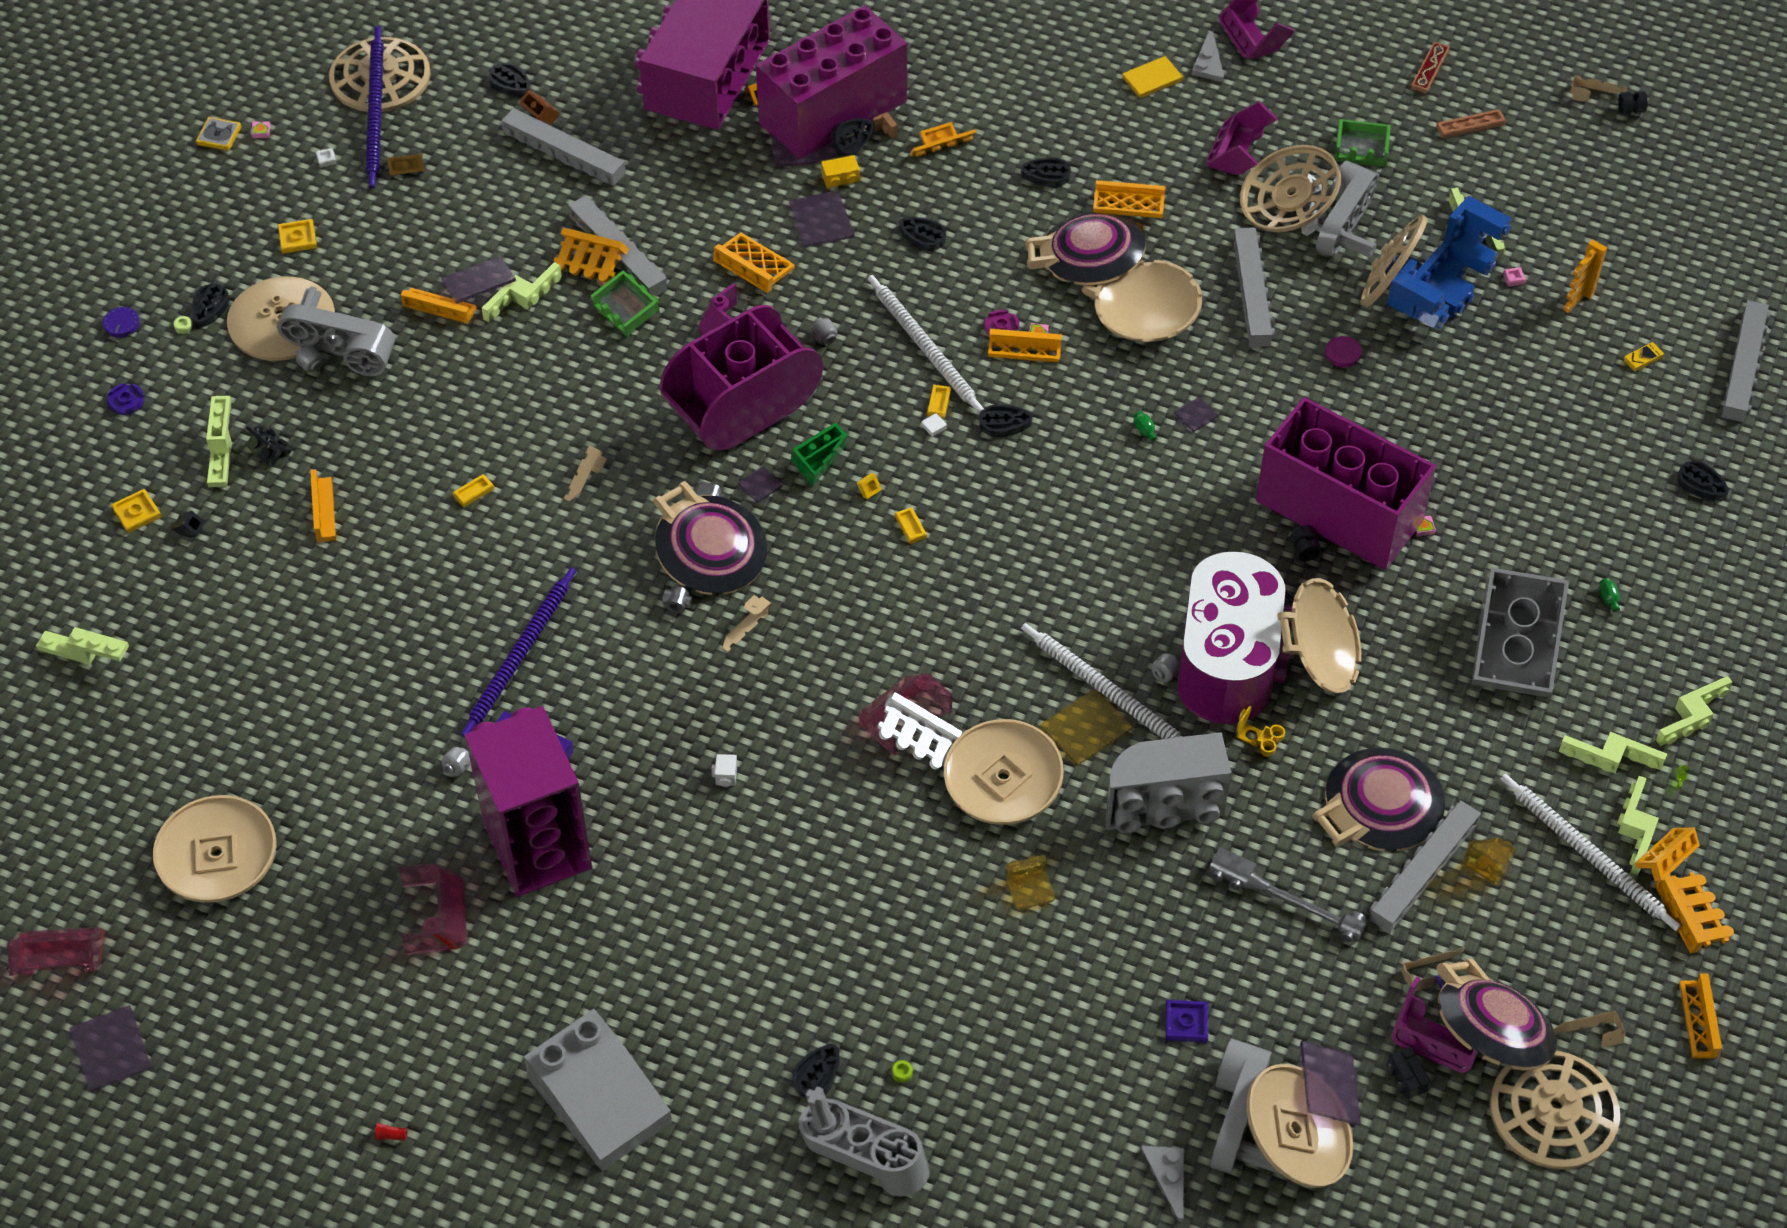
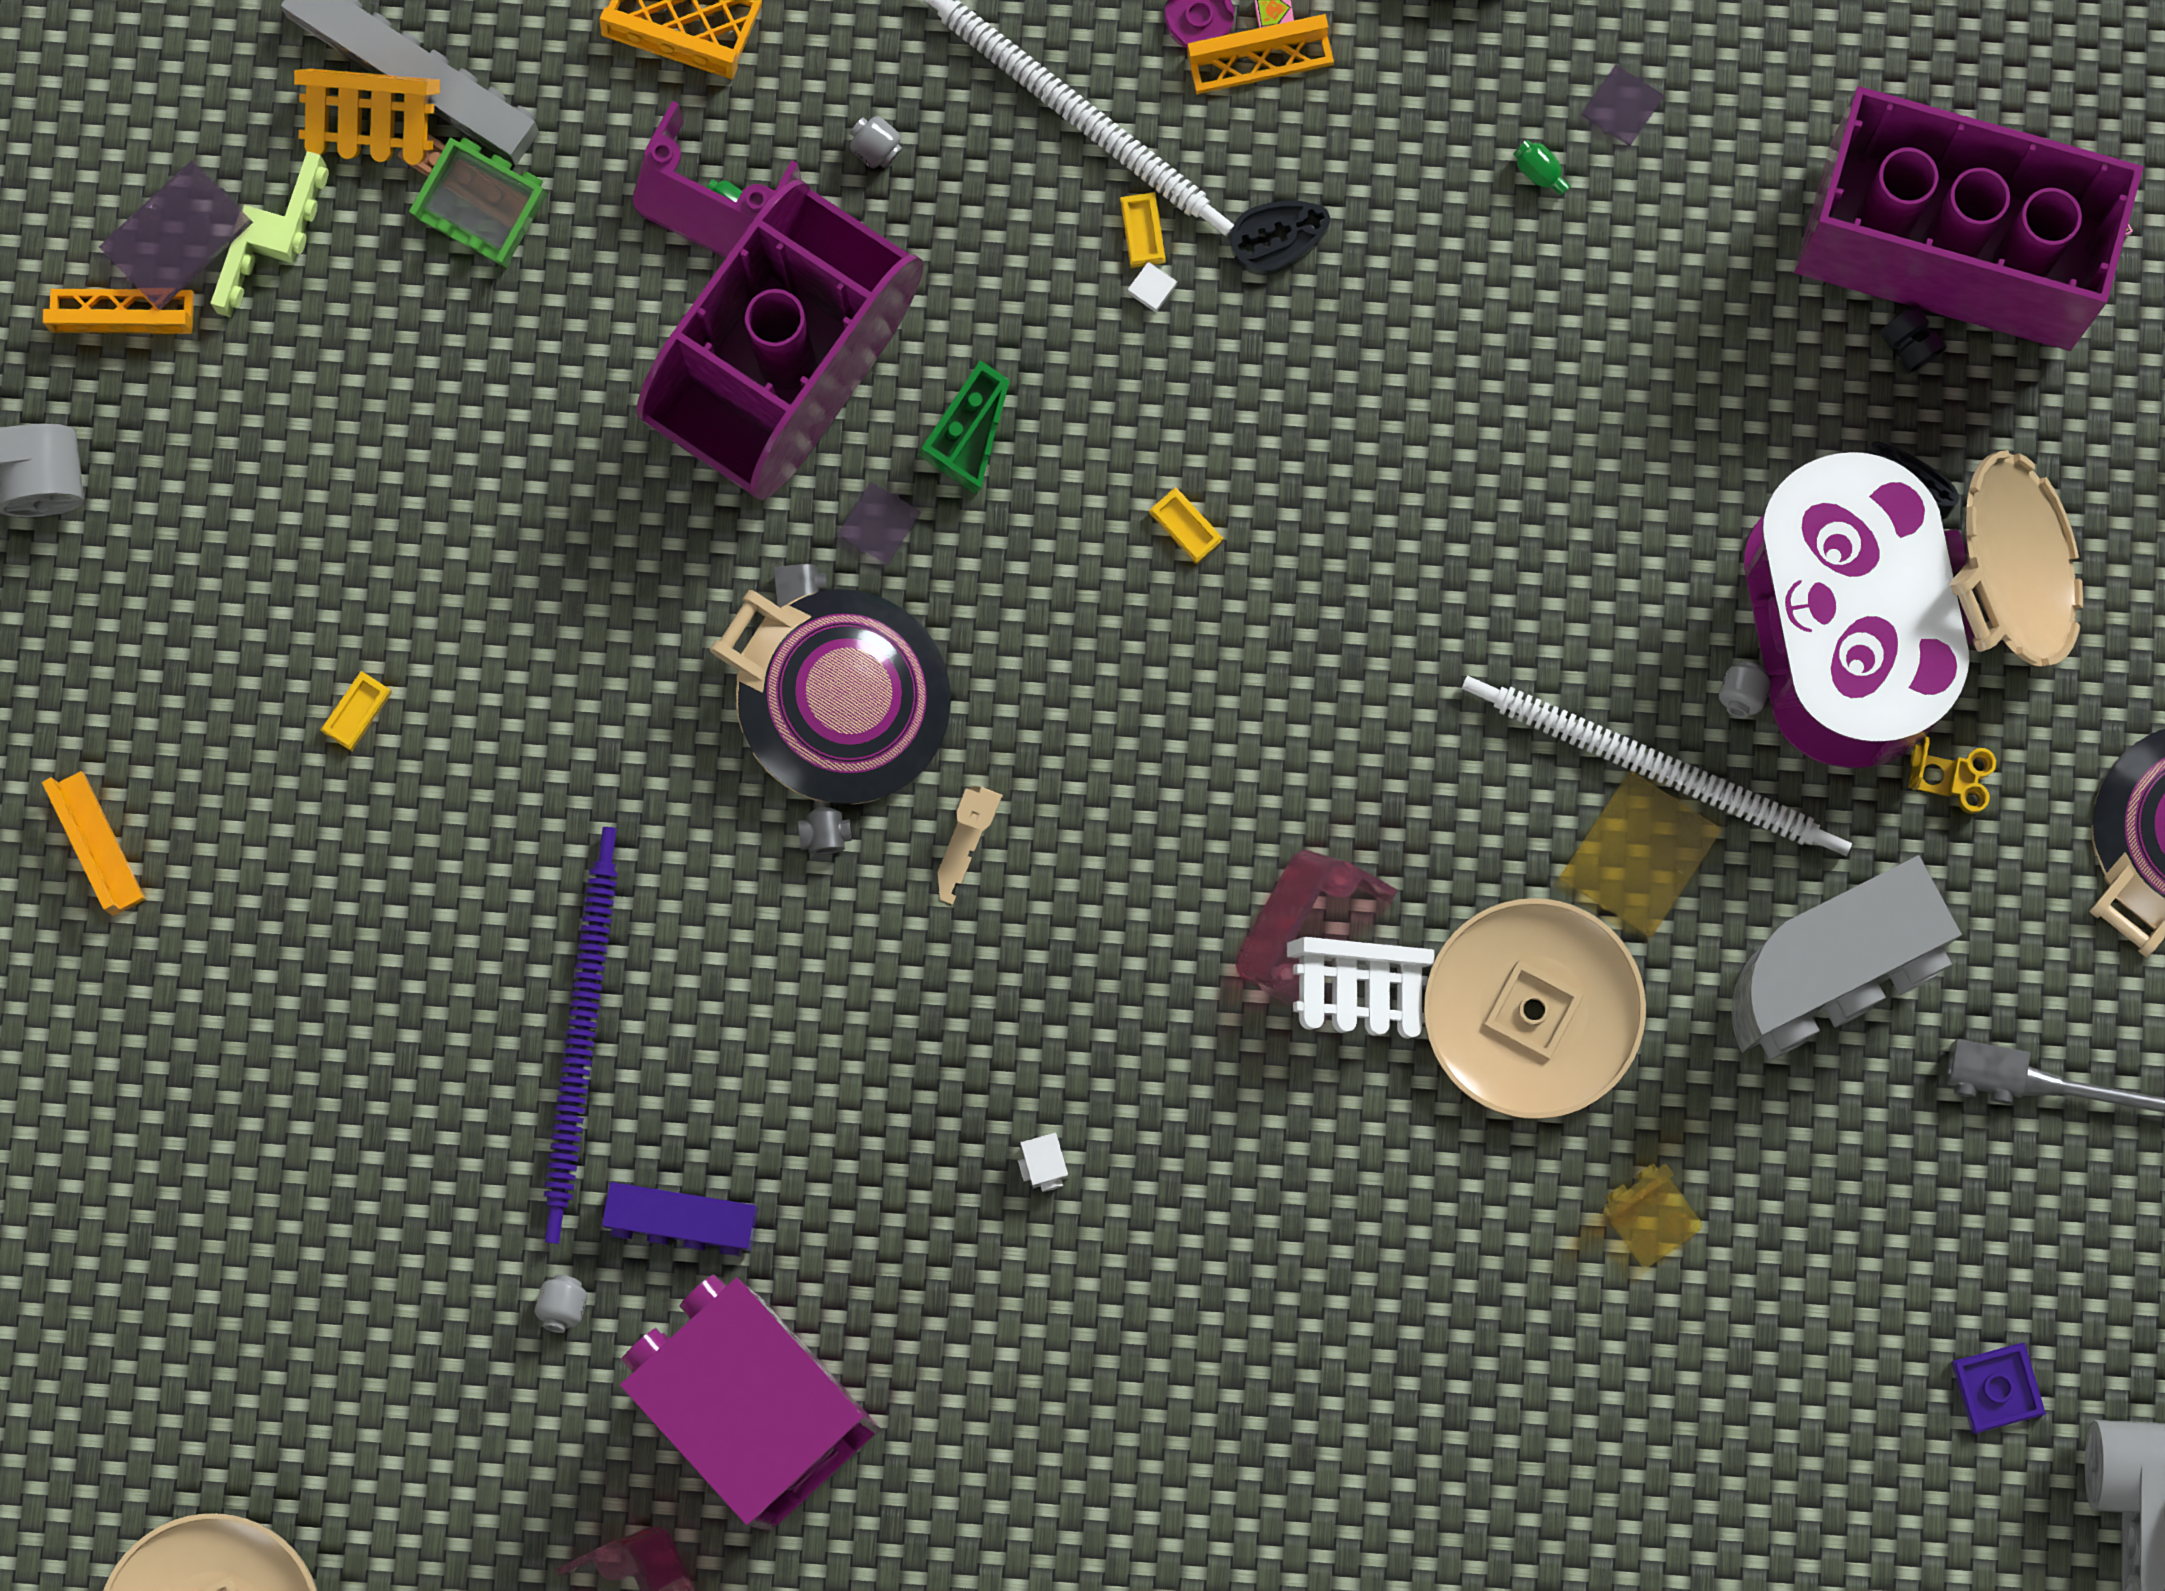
camera: 15 degrees left, 25 degrees up
(593, 462) = (557, 580): tan piece -> none
(869, 485) = (1082, 467): yellow tile -> none

